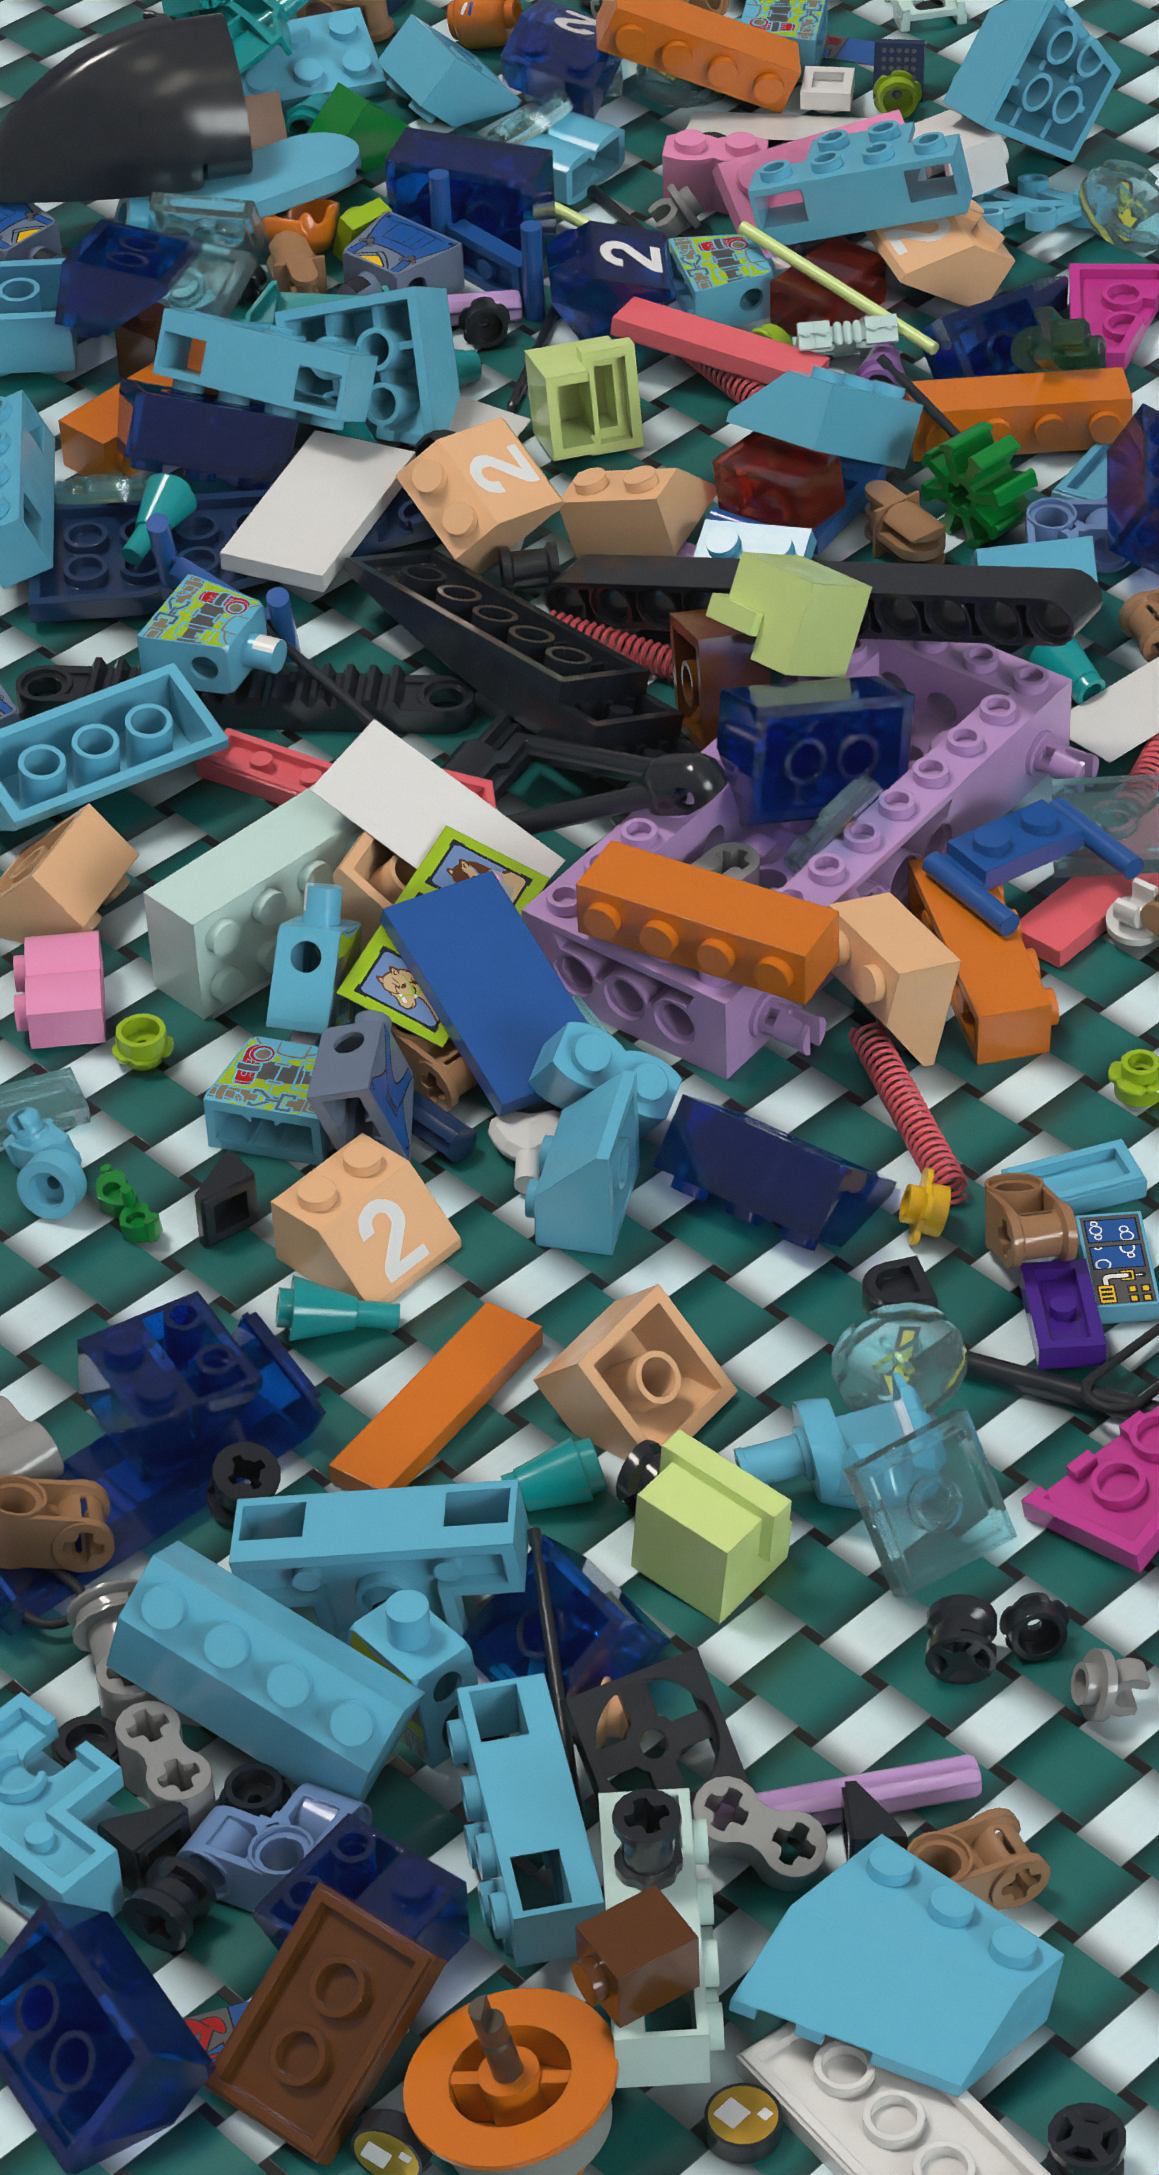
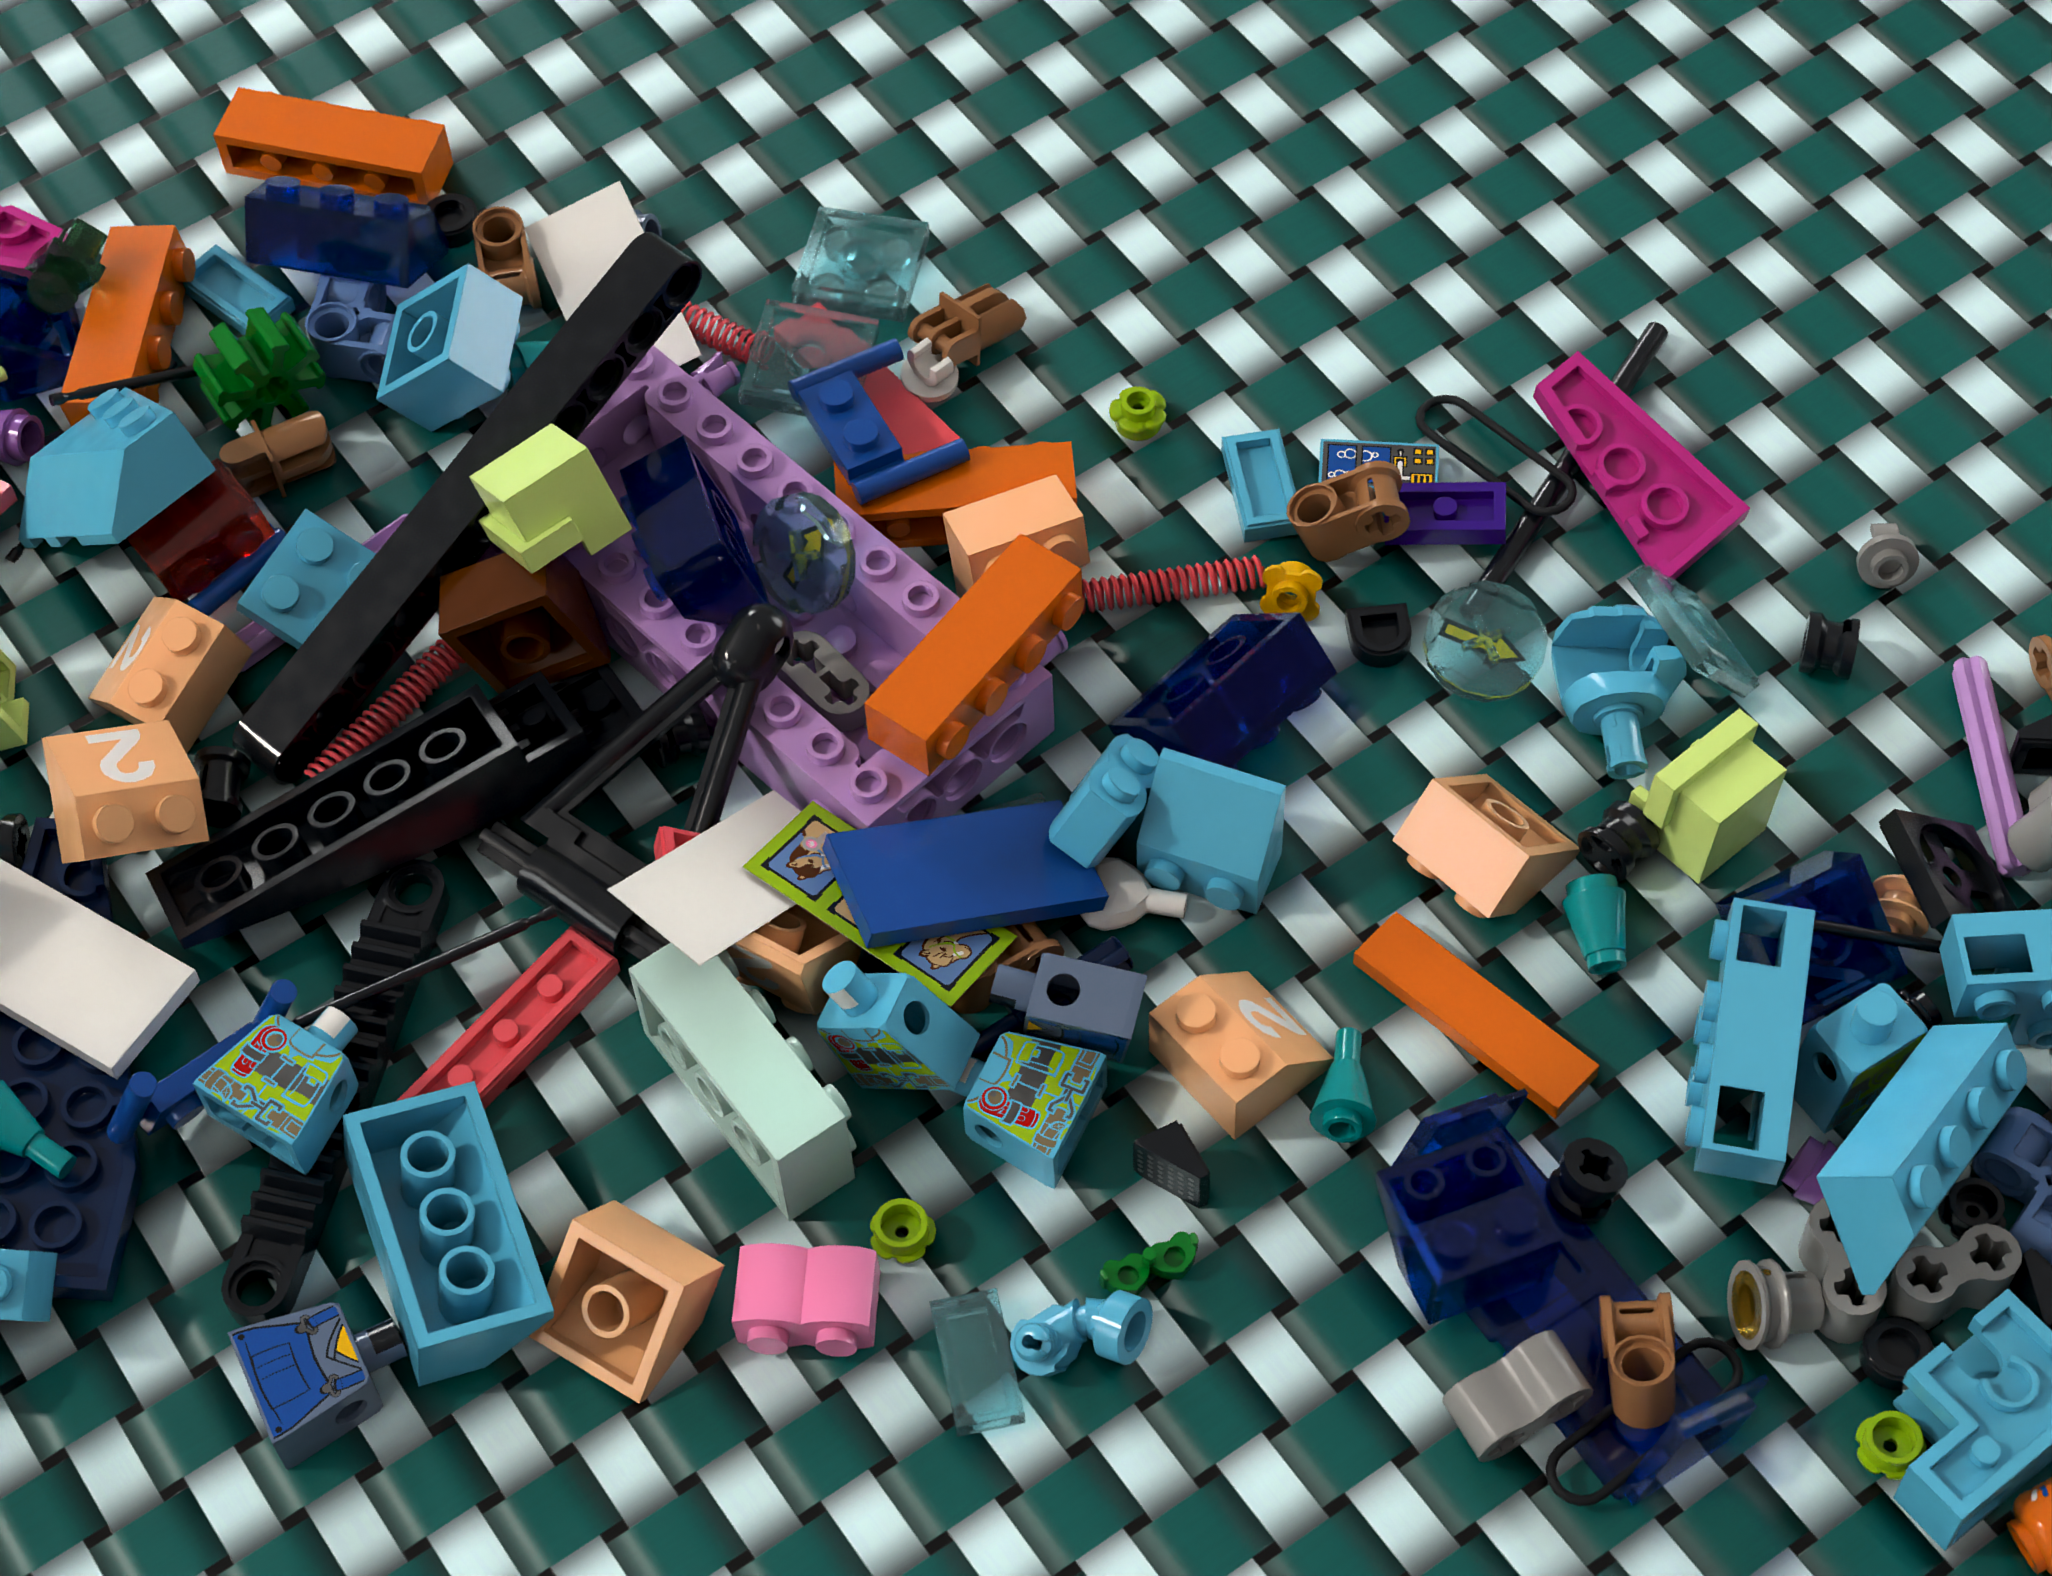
camera: 80 degrees left, 15 degrees up
(1037, 1640) = (1808, 593): black plate -> none

